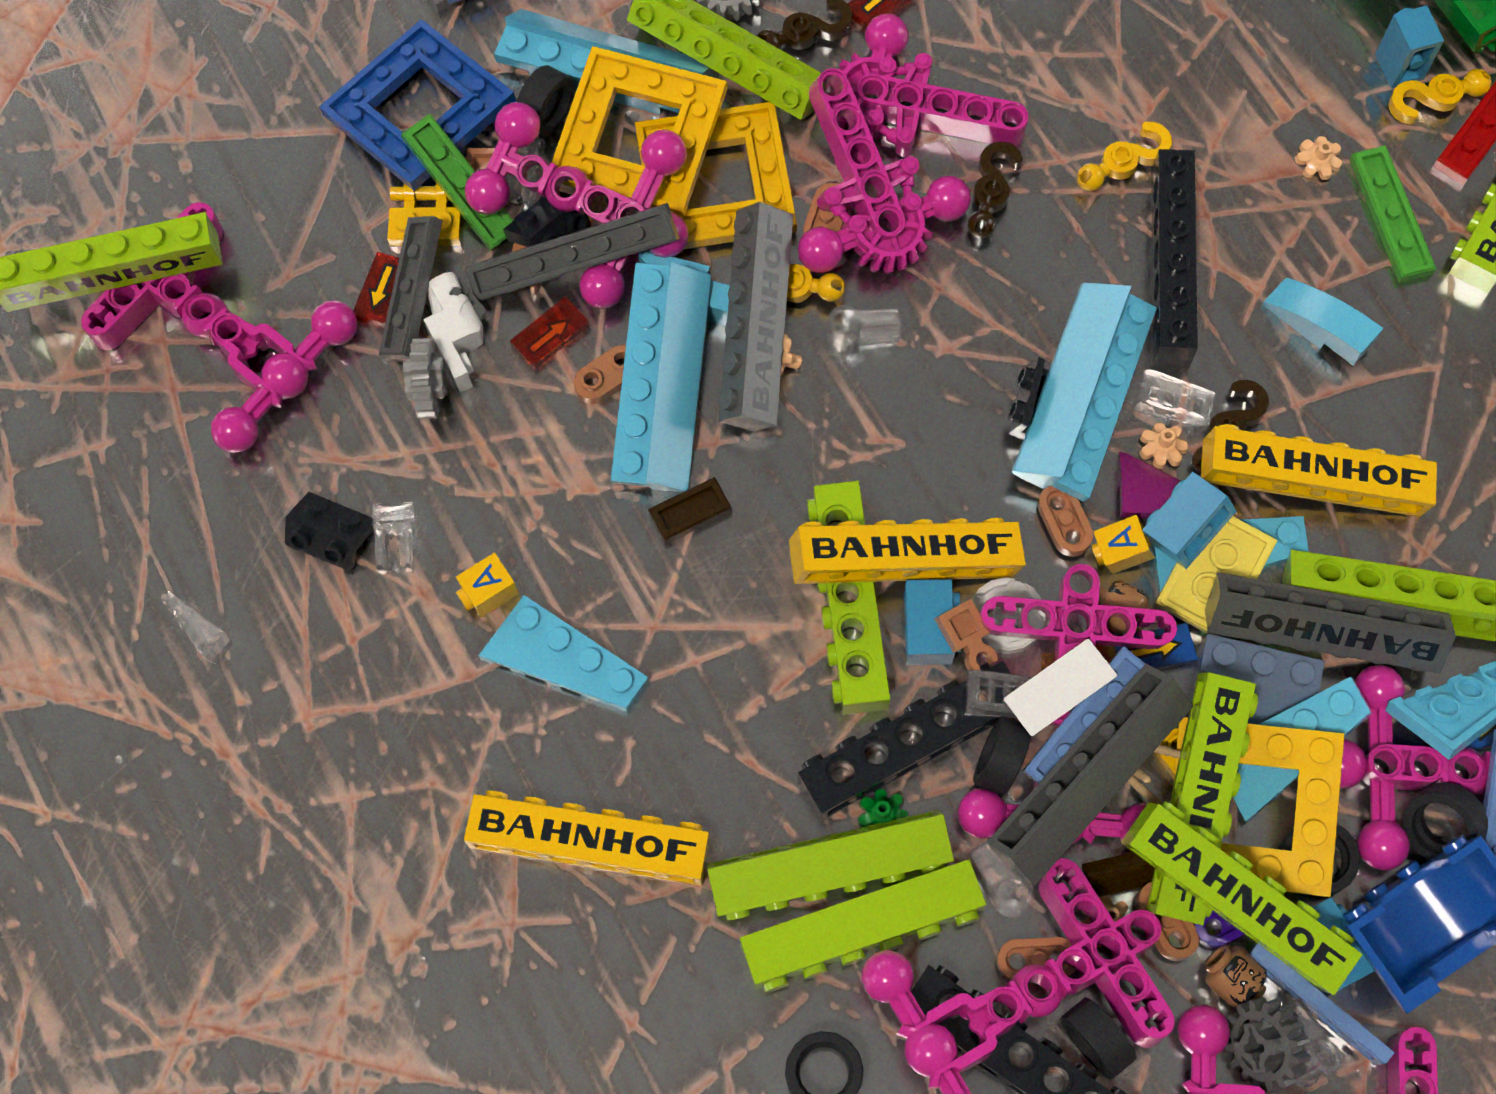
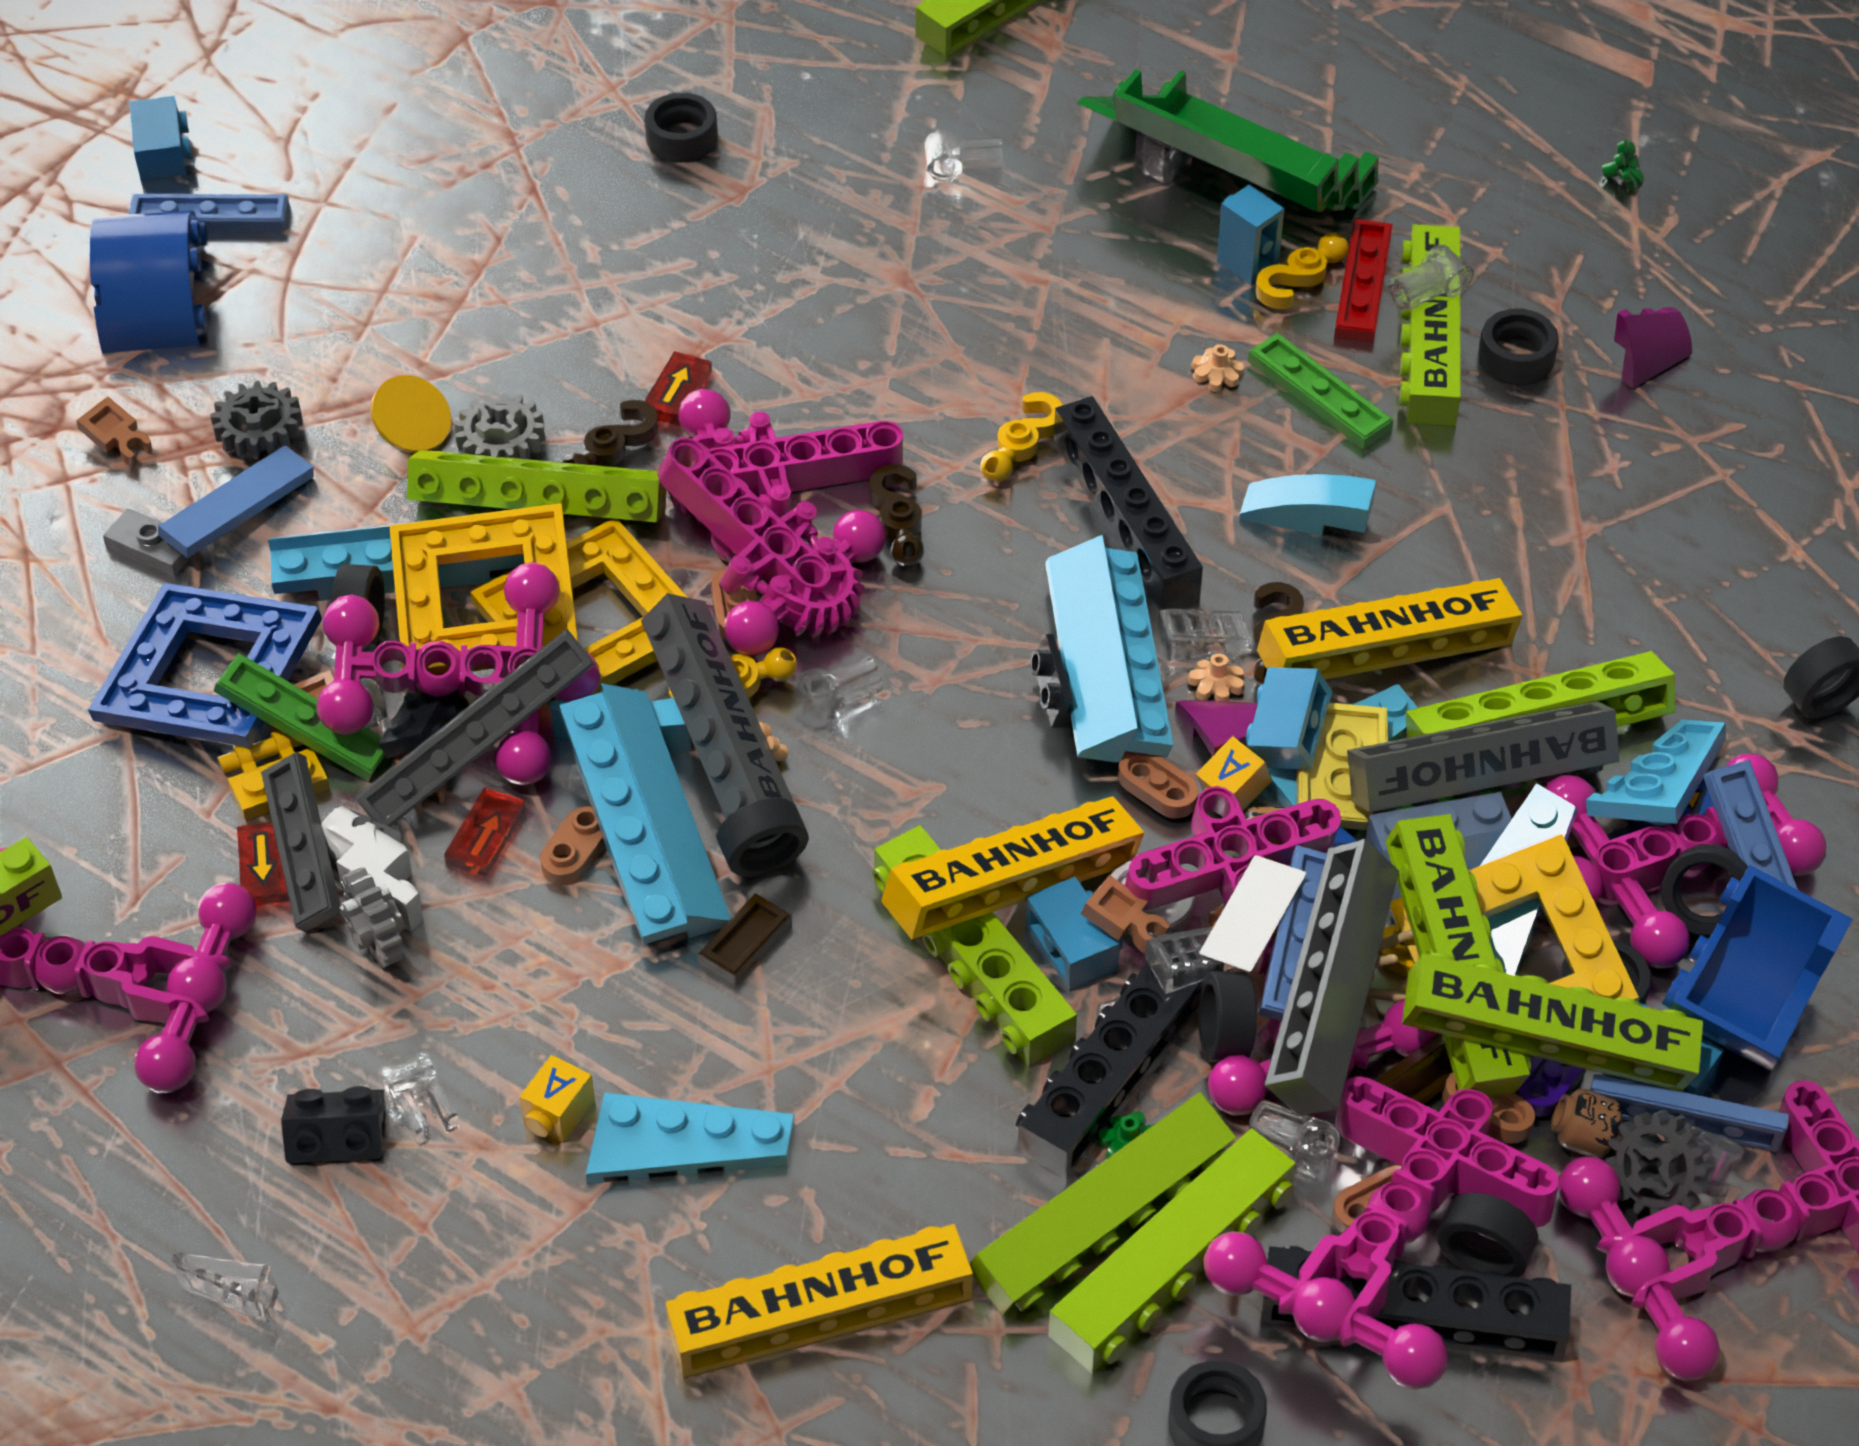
camera: 30 degrees left, 20 degrees down
(737, 436) = (762, 837): none -> black tyre

